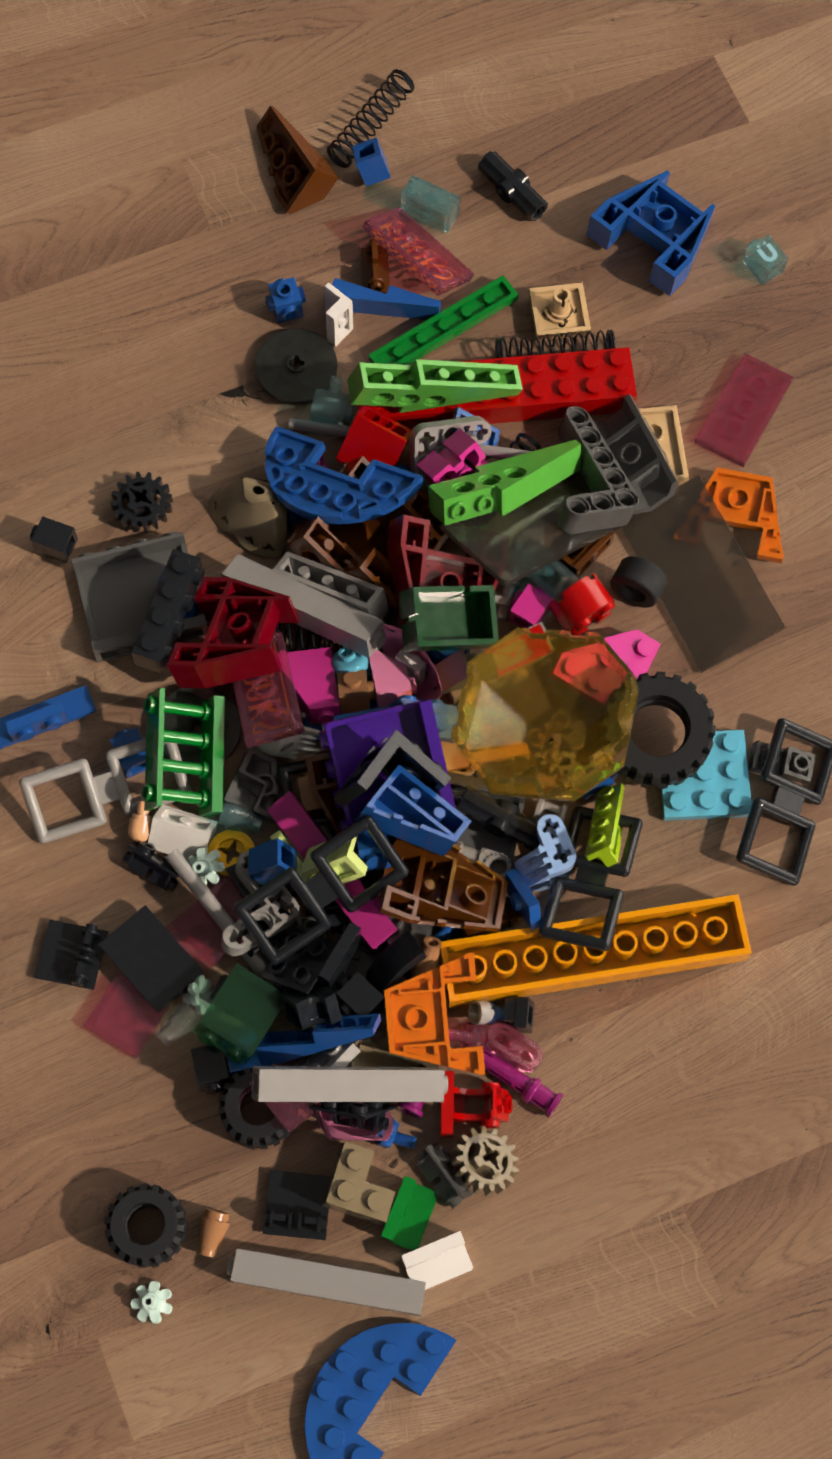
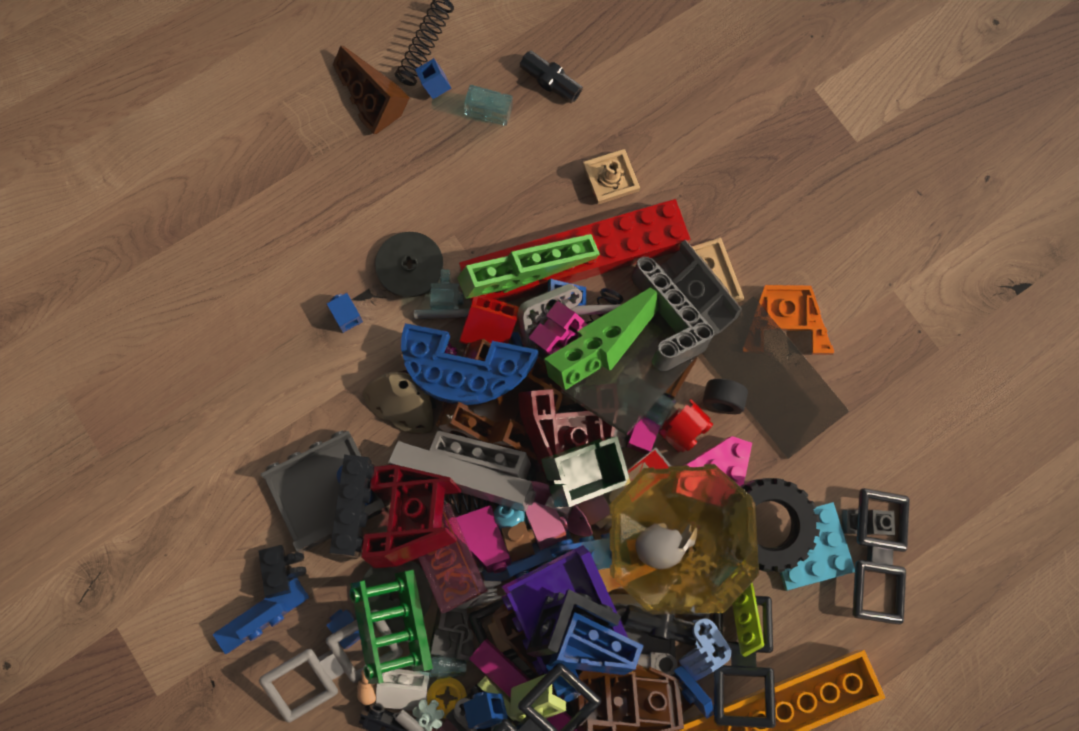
camera: 15 degrees left, 5 degrees up
(53, 539) = (241, 457): black brick -> none
(64, 673) = (275, 571): none -> black hinge
(142, 513) = (303, 417): black gear -> none
(208, 403) = (344, 312): none -> blue brick
(285, 299) = (388, 210): blue brick -> none
(338, 314) = (436, 214): white panel -> none
(375, 267) = (455, 169): reddish brown hinge -> none
(394, 303) = (479, 194): blue slope -> none
(418, 250) = (487, 147): clear pink tile -> none
(447, 324) = (521, 207): green plate -> none
(515, 721) = (663, 547): none -> light grey helmet
(609, 342) = (571, 221): black piece -> none
(660, 220) = (676, 85): blue wedge -> none
(744, 410) = (774, 230): clear pink tile -> none
(765, 259) = (763, 100): clear light blue brick -> none

